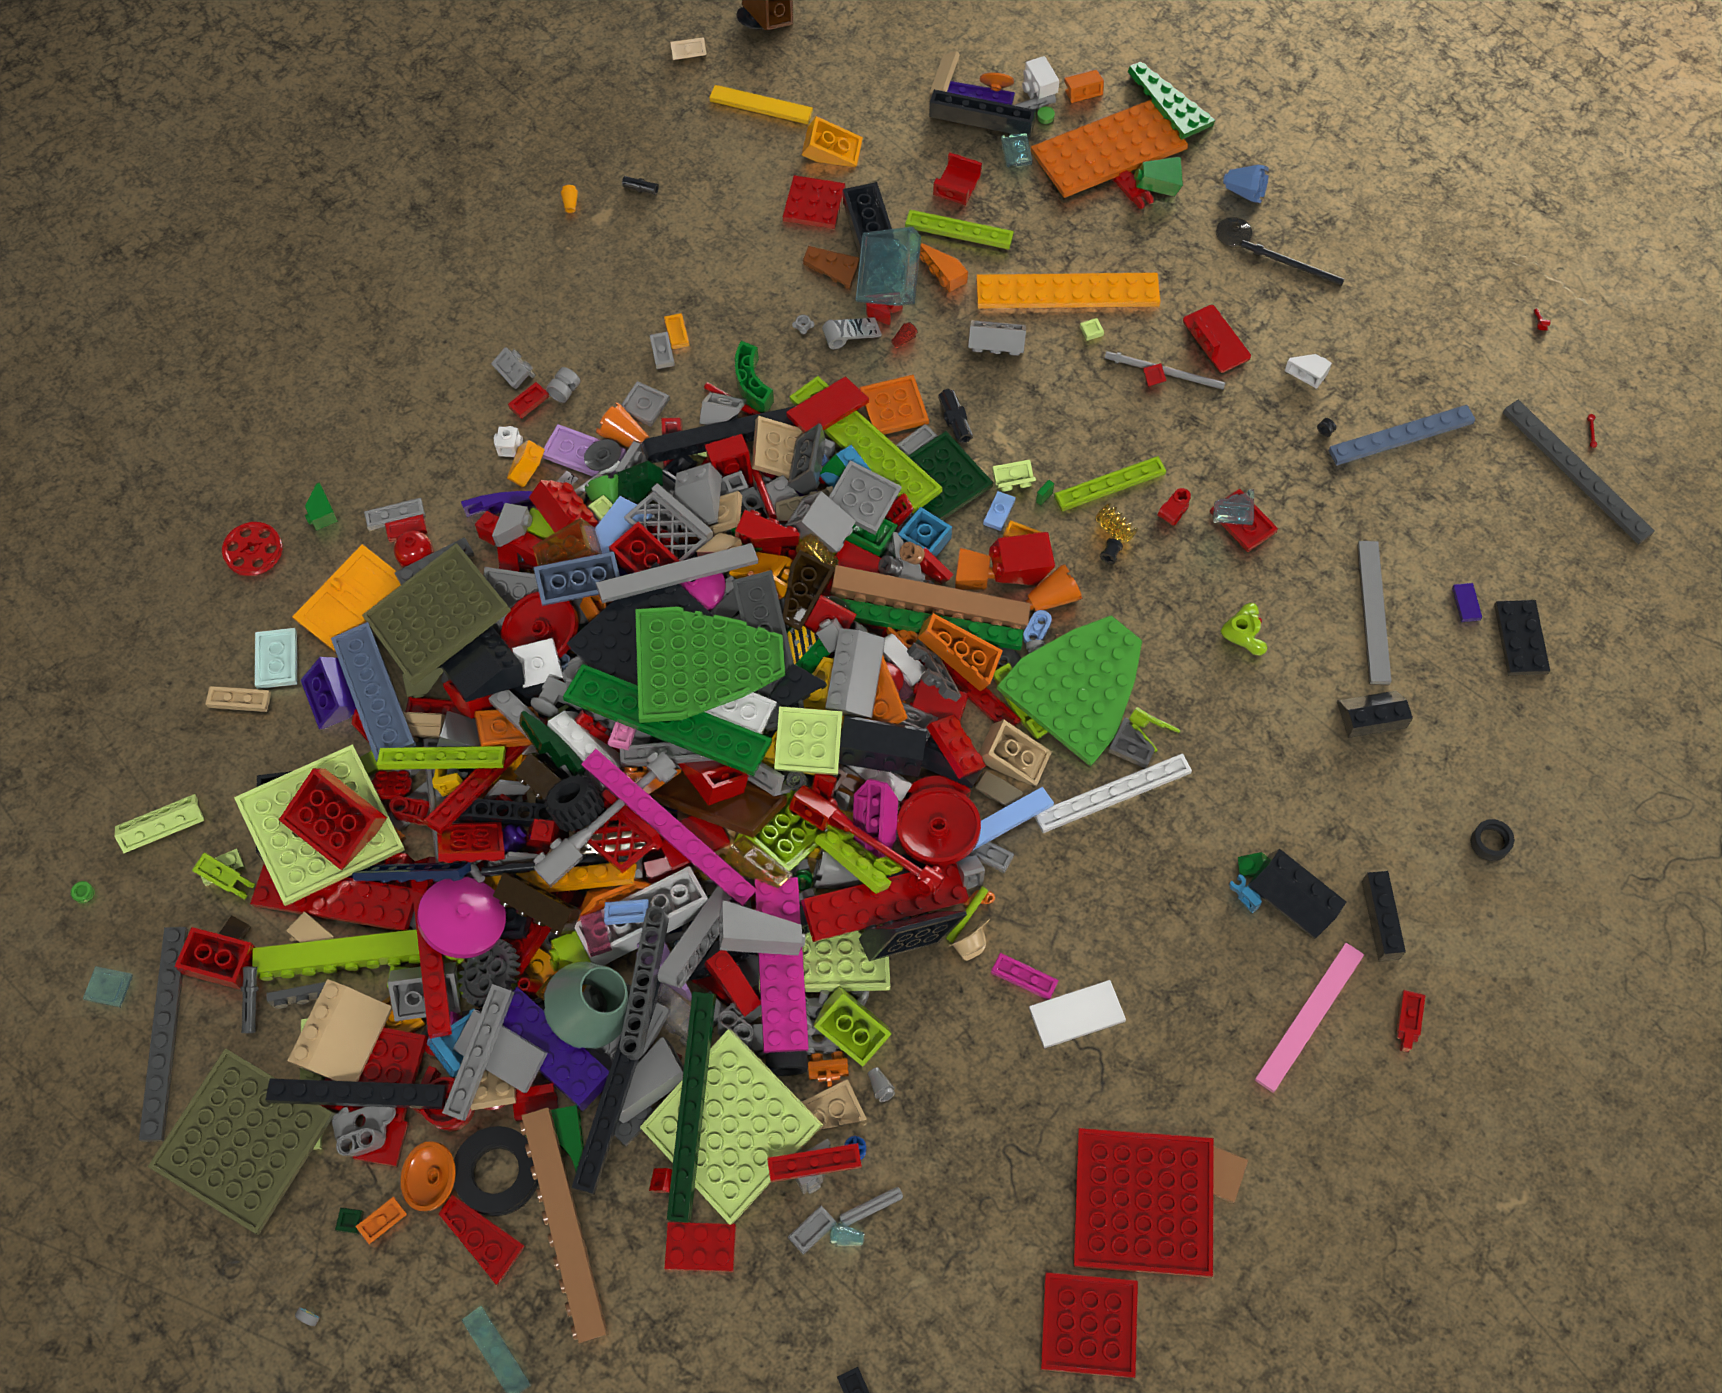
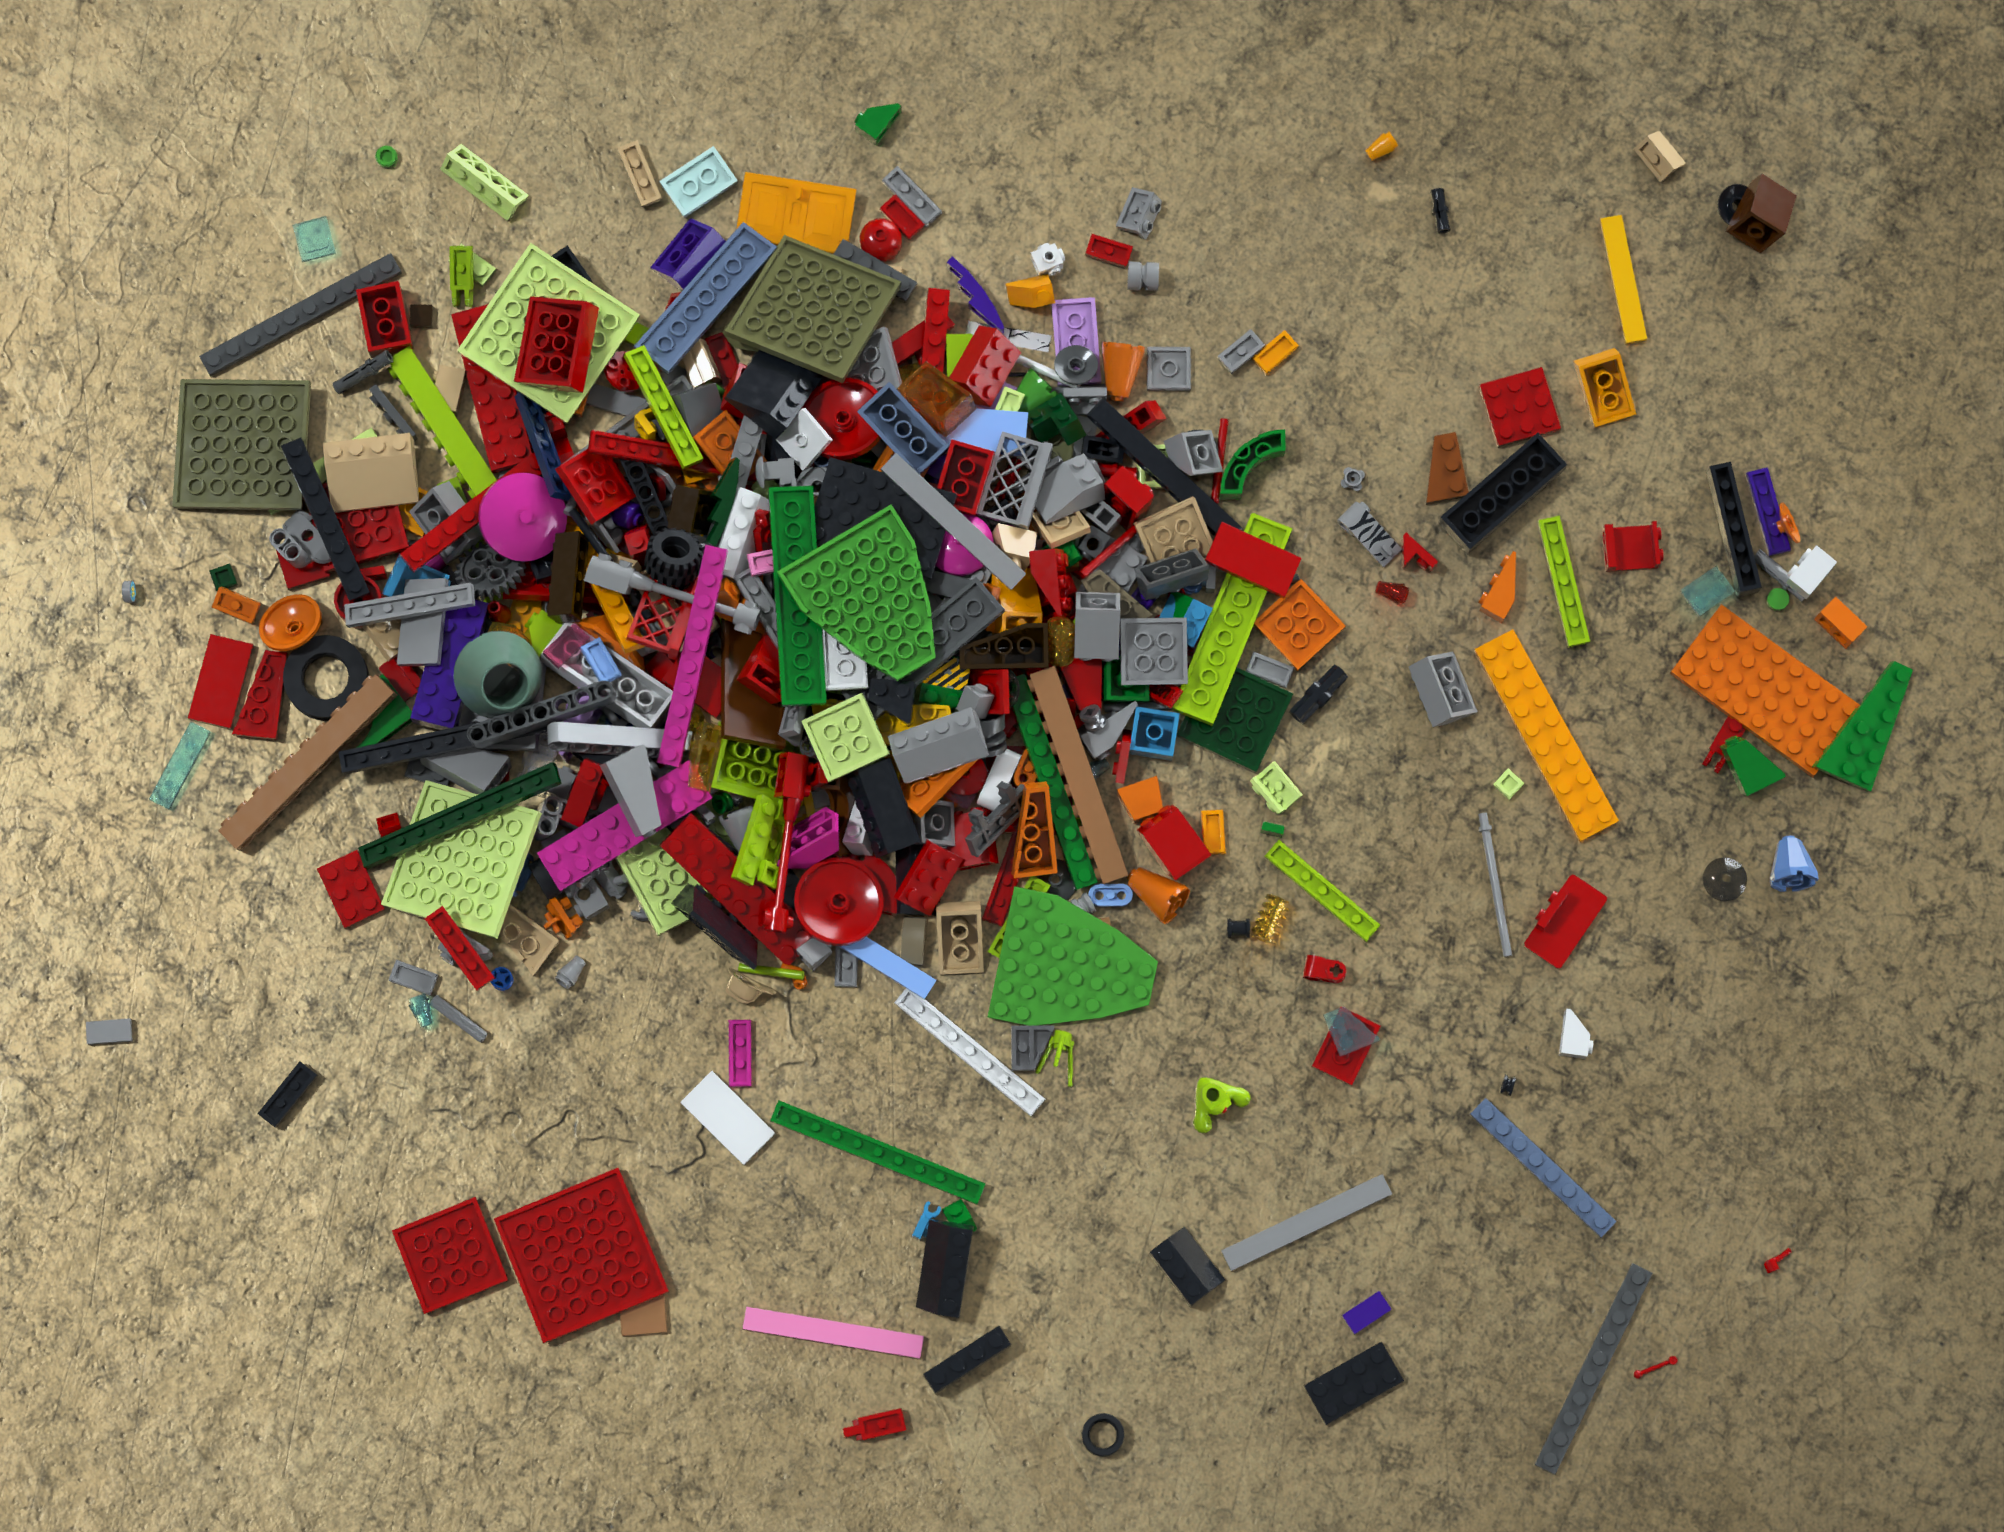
camera: 60 degrees right, 15 degrees up
(259, 552) = (801, 93): red wedge -> none
(414, 812) = (609, 408): red piece -> none
(441, 1272) = (220, 681): none -> red tile
(511, 524) = (939, 326): light grey slope -> none
(851, 1026) = (606, 919): lime slope -> none
(889, 267) = (1453, 535): clear light blue slope -> none
(906, 553) = (1115, 732): medium nougat wheel -> none
(945, 72) = (1774, 459): tan tile -> none
(999, 511) = (1229, 793): light blue plate -> none
(1154, 375) = (1479, 876): red plate -> none
(1165, 905) = (877, 1152): none -> green plate
(1260, 250) = (1710, 917): black bar -> none

